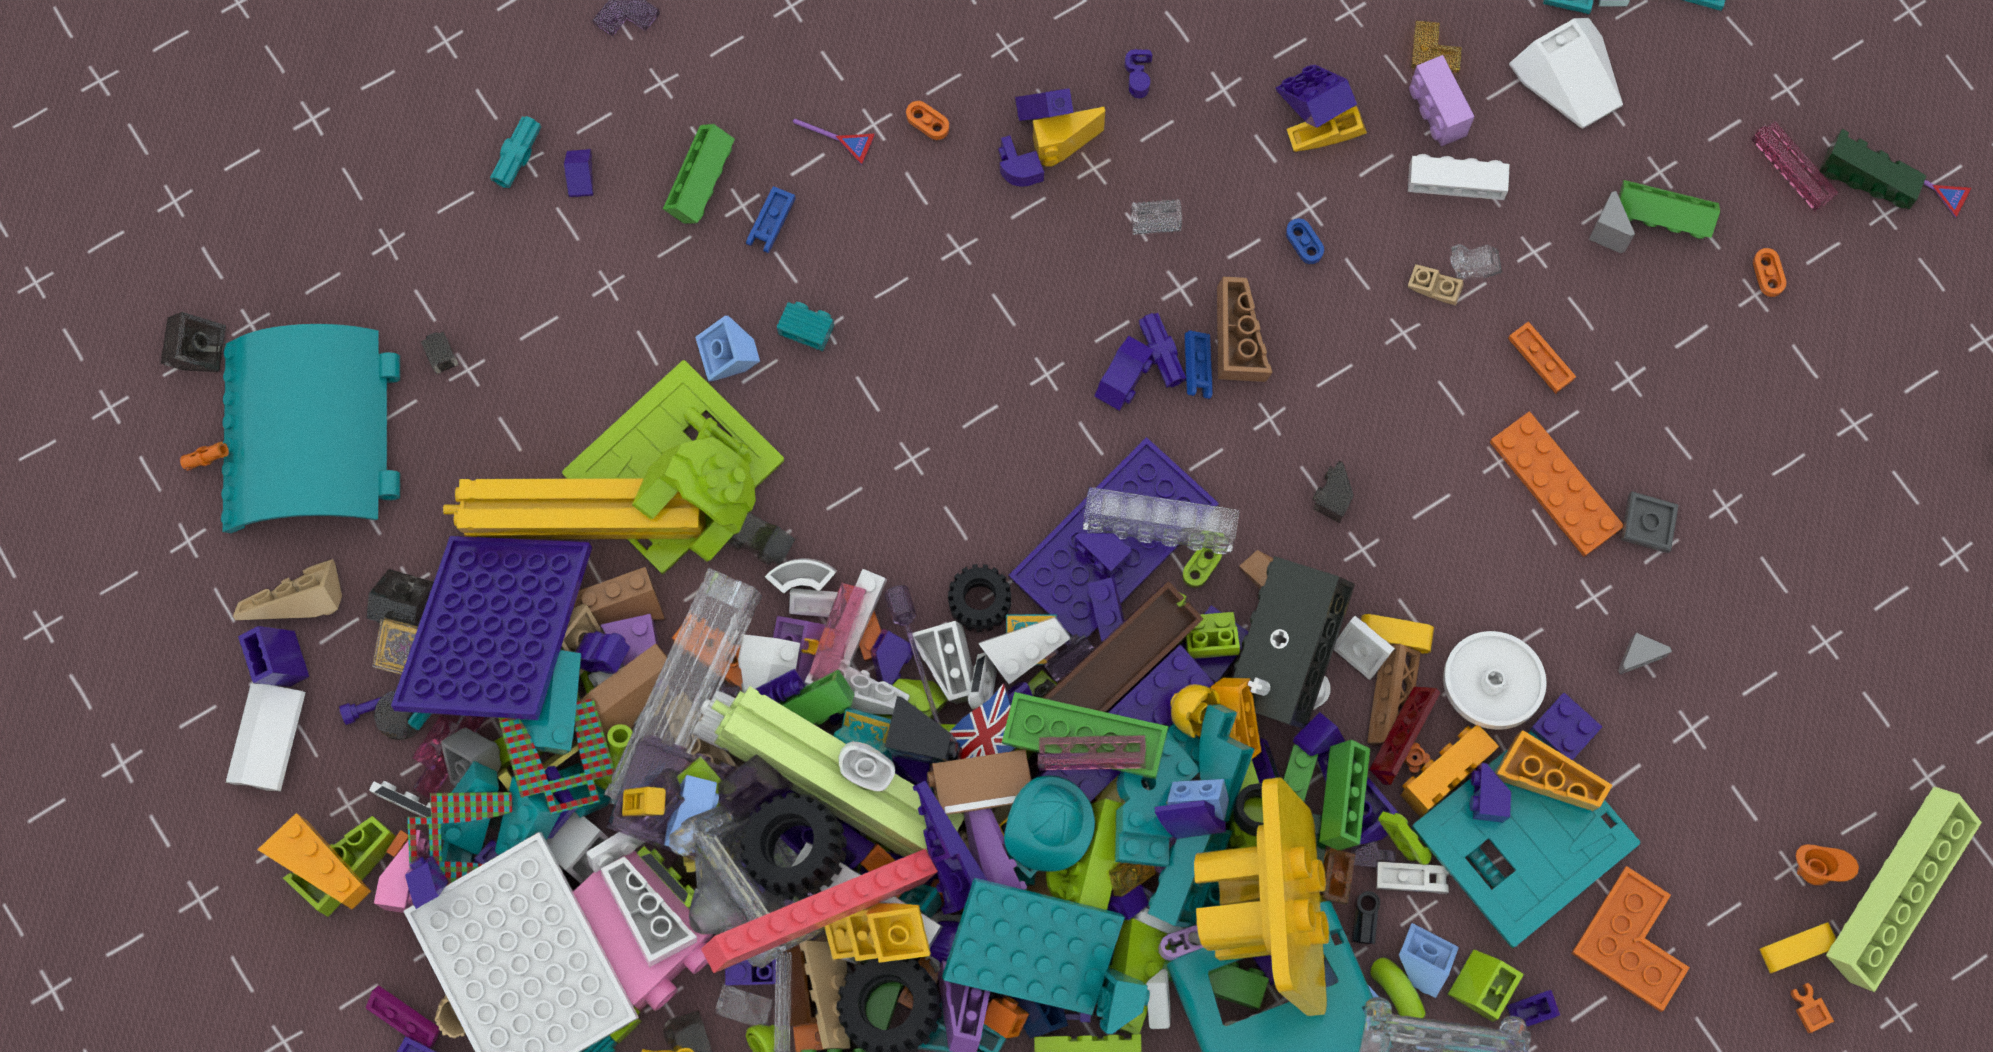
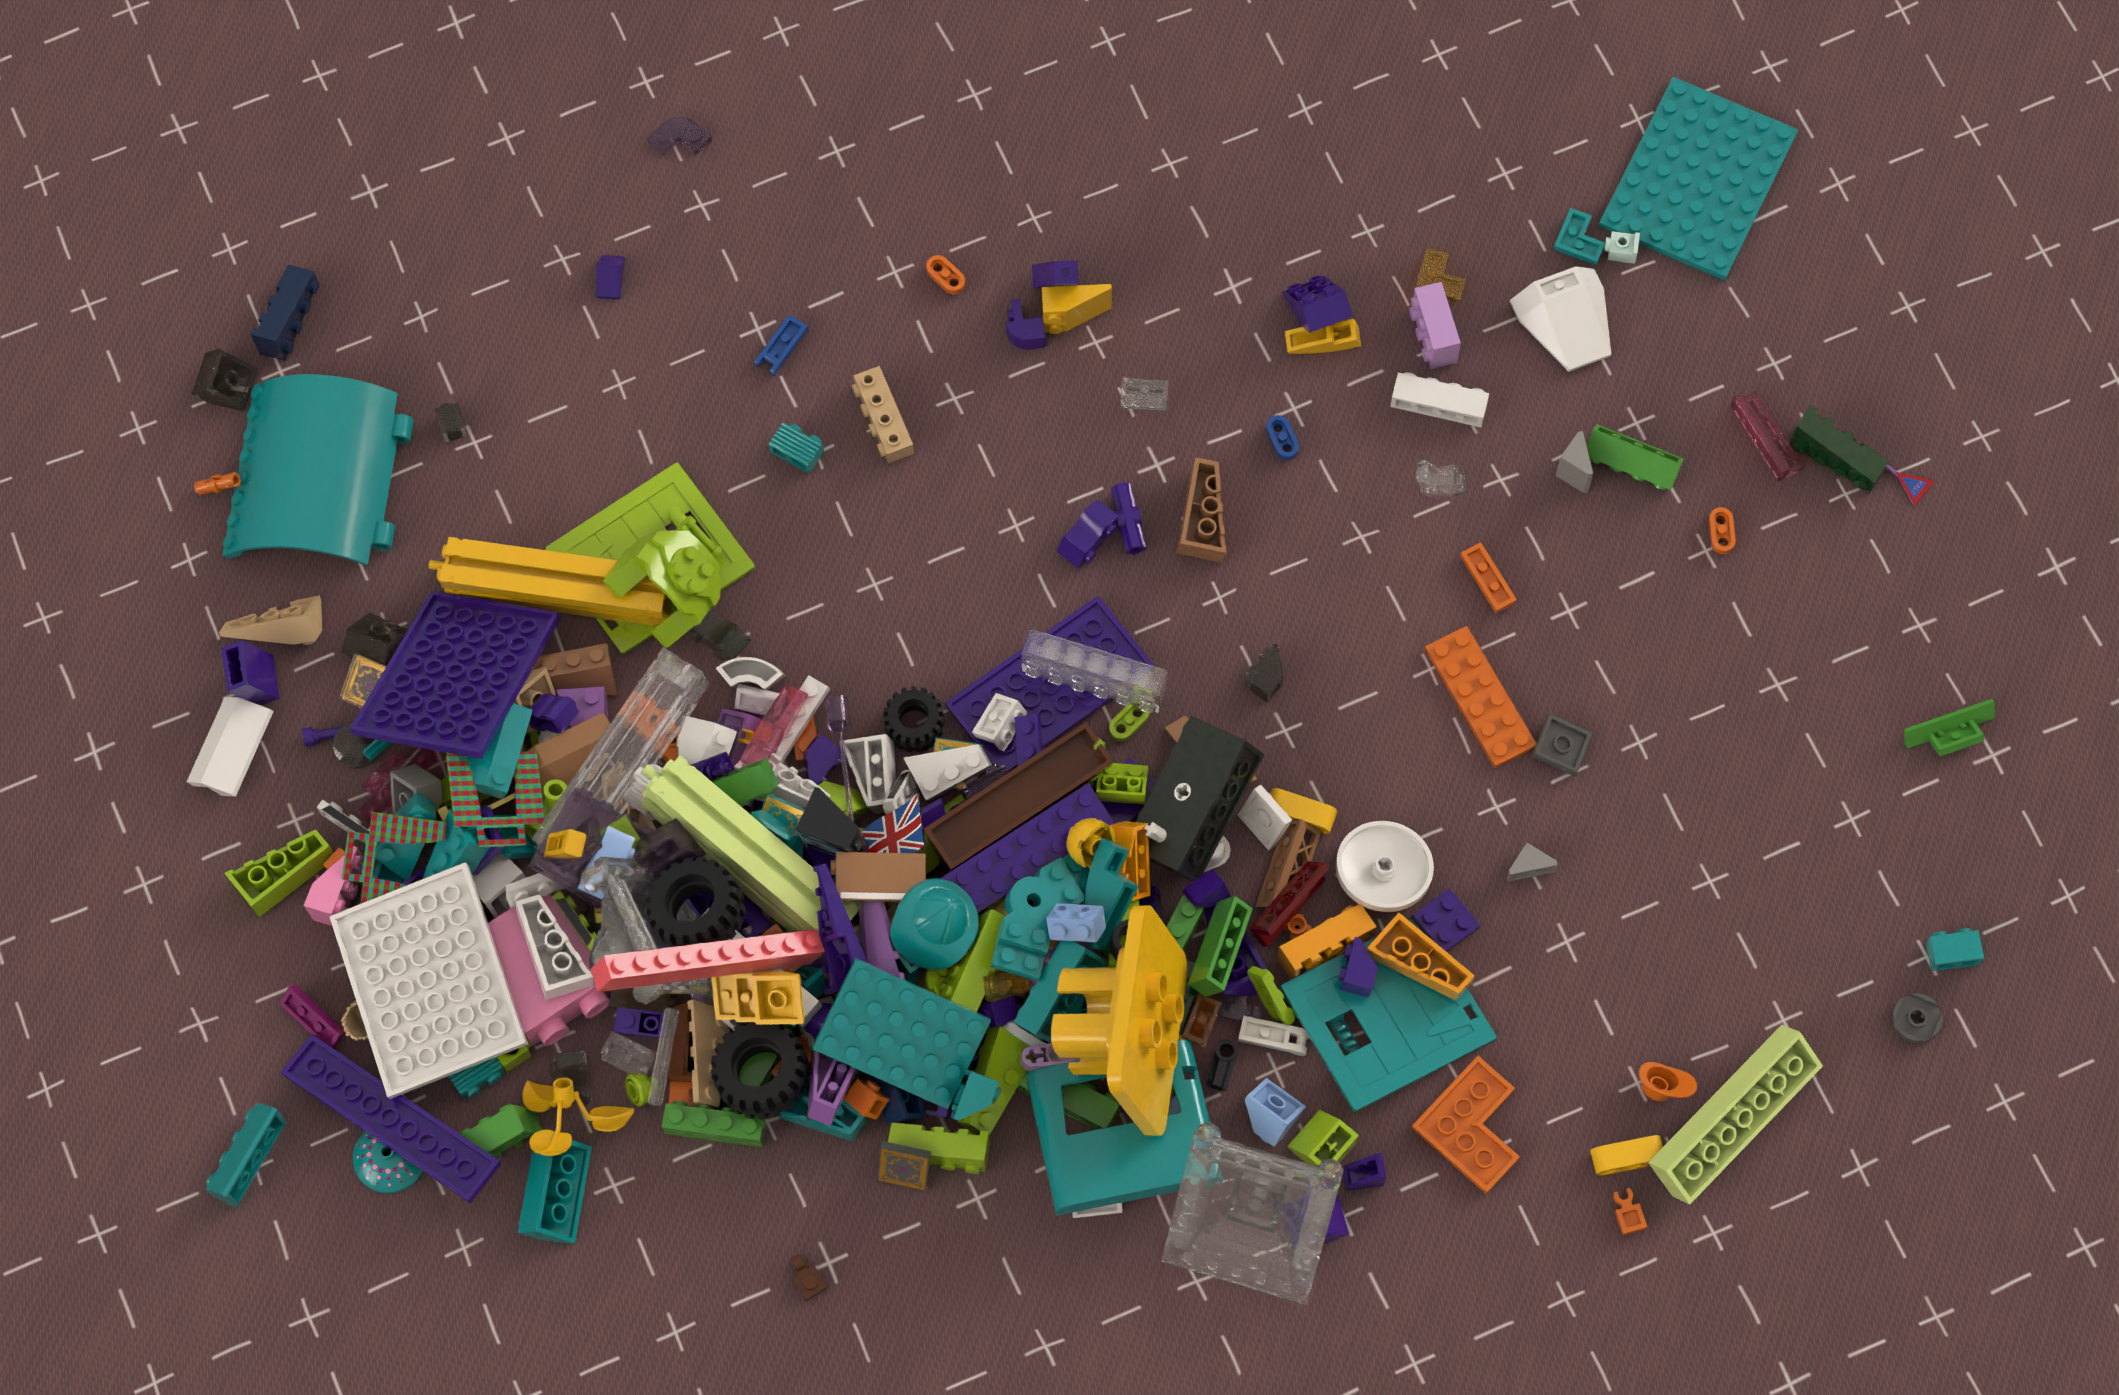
camera: 10 degrees right, 5 degrees down
(245, 261) = (285, 313): none -> dark blue wedge
(313, 859) = (252, 857): light orange wedge -> none
(425, 880) = (353, 889): dark purple slope -> none
(515, 152) = (554, 248): teal piece -> none
(699, 174) = (721, 293): bright green brick -> none
(726, 349) = (718, 458): light blue slope -> none
(856, 144) = (874, 287): piece -> none
(866, 766) = (774, 844): white piece -> none
(889, 277) = (883, 415): none -> tan brick
(1039, 717) = (982, 847): bright green plate -> none
(1070, 587) = (998, 721): none -> white bracket
(1092, 759) = (984, 868): clear pink fence -> none
(1104, 550) = (1038, 691): dark purple slope -> none
(1138, 80) = (1151, 264): dark purple leg -> none
(1159, 1001) = (1013, 1107): white slope -> none
(1190, 819) = (1063, 935): dark purple slope -> none
(1198, 363) = (1160, 535): blue hinge -> none
(1398, 988) = (1237, 1125): lime cylinder -> none
(1434, 285) = (1399, 496): tan slope -> none

